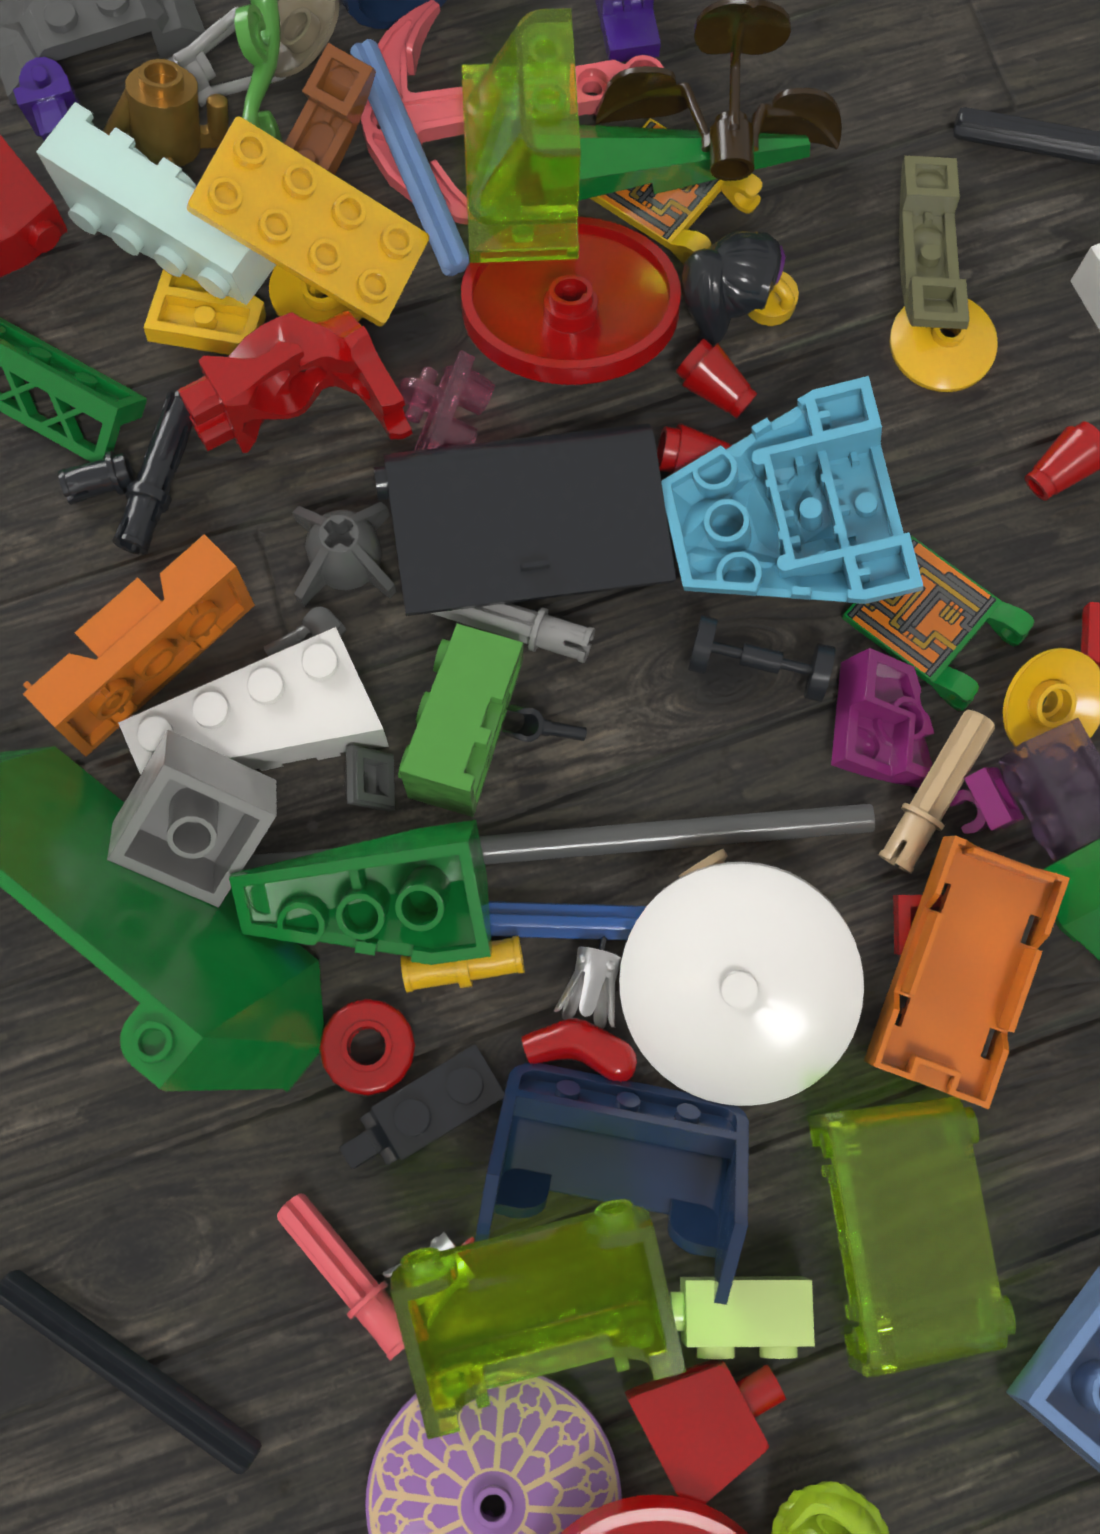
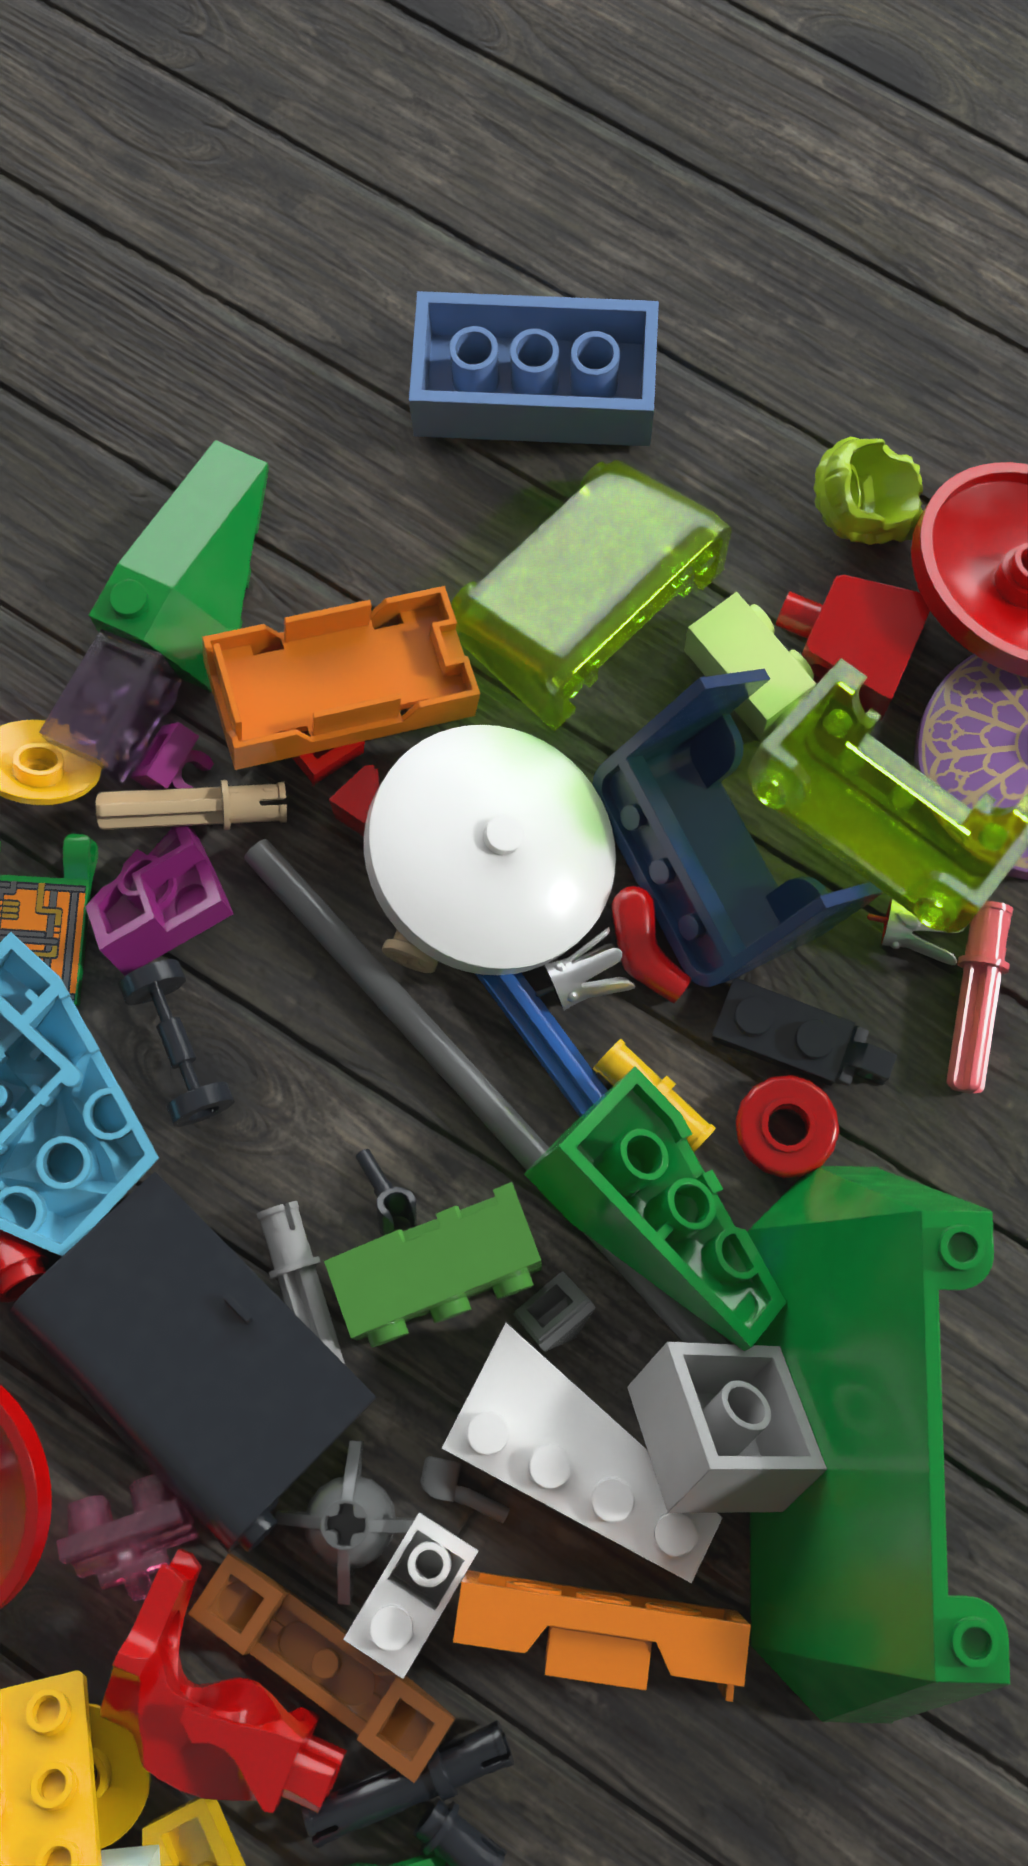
camera: 120 degrees left, 0 degrees up
(261, 544) = (411, 1595): none -> white slope
(270, 475) = (309, 1652): none -> dark orange slope
(858, 915) = (354, 798): none -> red slope

